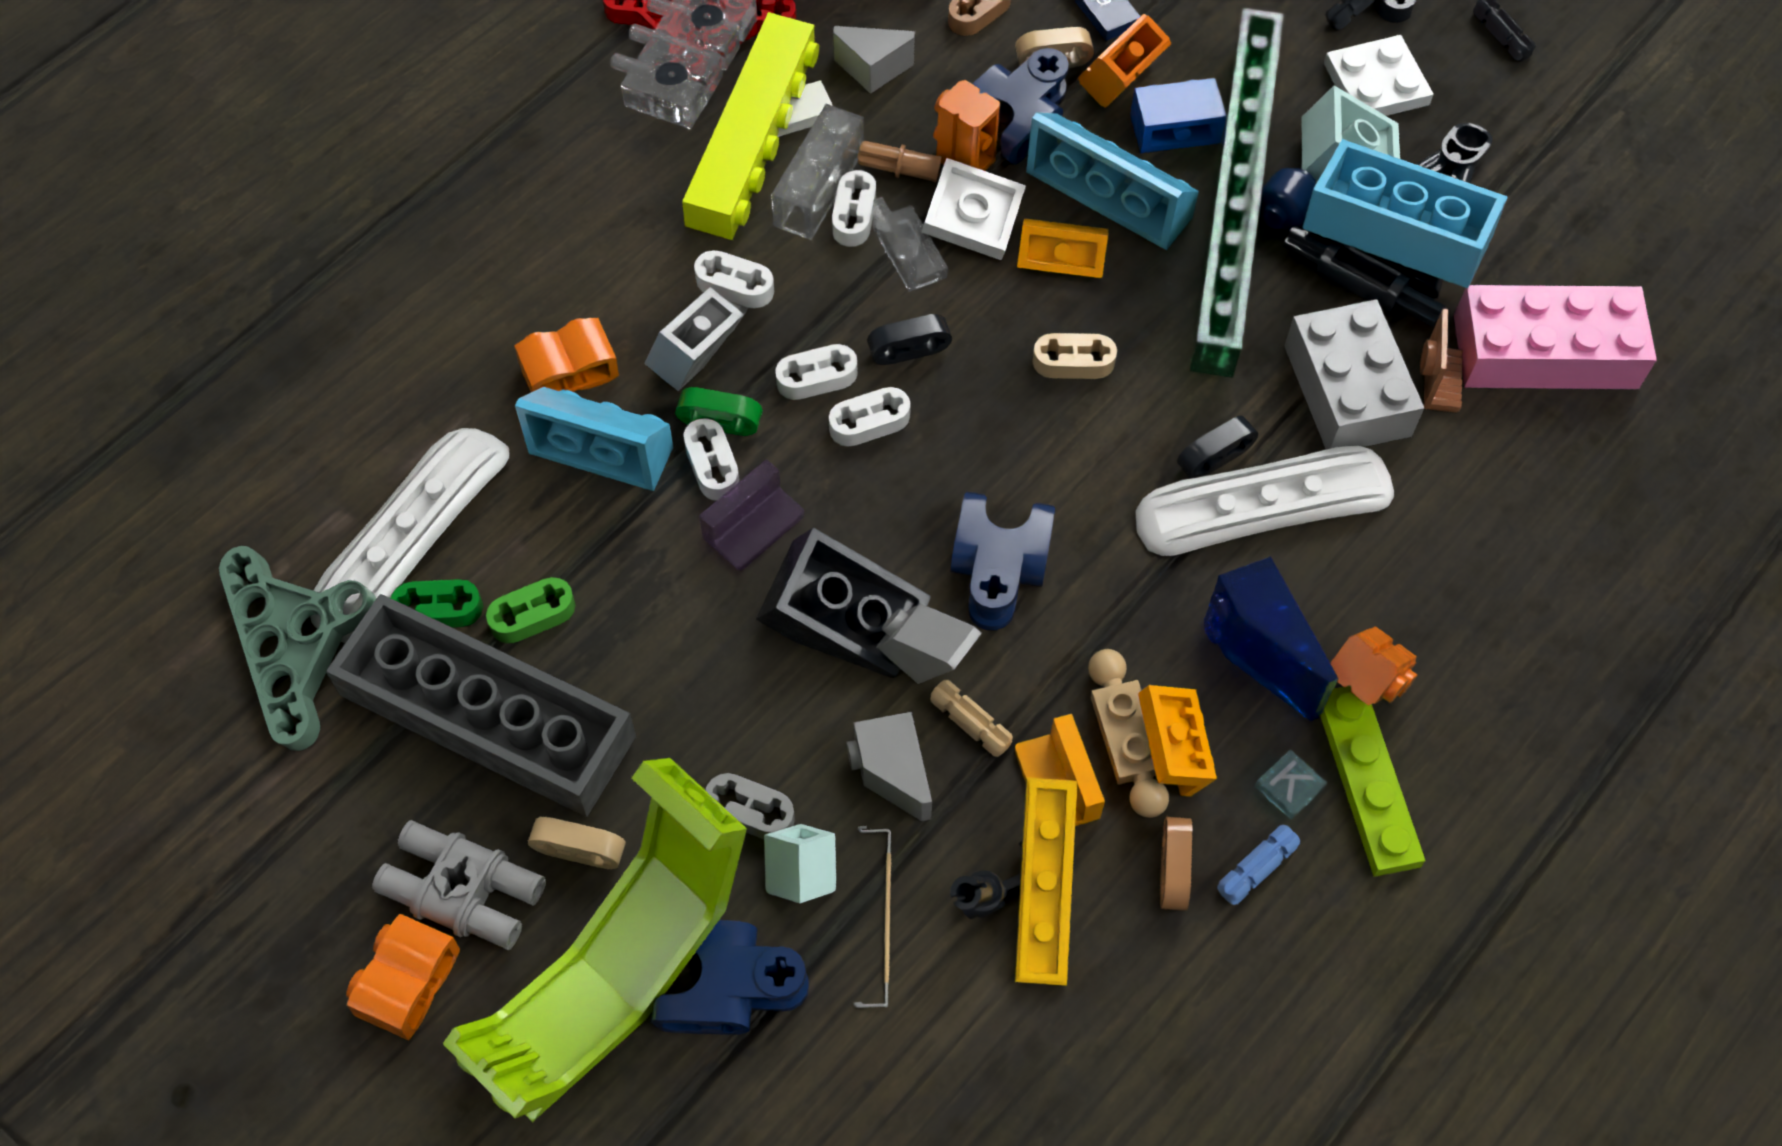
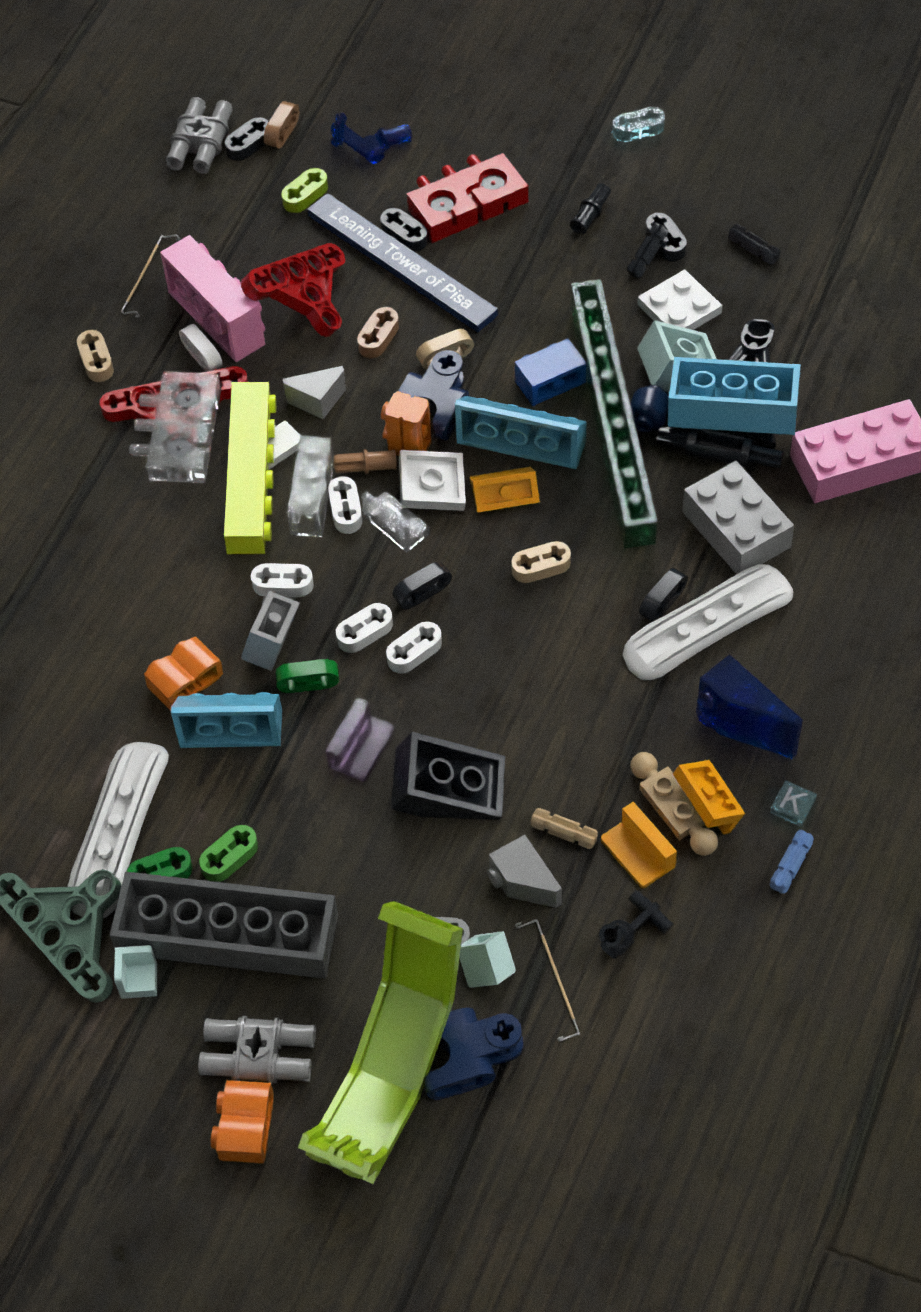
camera: 15 degrees left, 5 degrees down
(348, 728) = (135, 971): none -> light aqua panel
(576, 842) = (327, 996): tan beam -> none
(719, 456) = (319, 706): white beam -> none
(926, 641) = (517, 785): light grey slope -> none
(999, 559) = (543, 715): piece -> none
(1046, 881) = (656, 916): yellow tile -> none
(1124, 60) = (499, 344): orange brick -> none
(1176, 863) = (737, 878): medium nougat beam -> none
(1371, 784) = (845, 784): lime plate -> none
(1374, 666) = (822, 706): orange brick -> none
(1441, 370) = (795, 495): nougat piece -> none

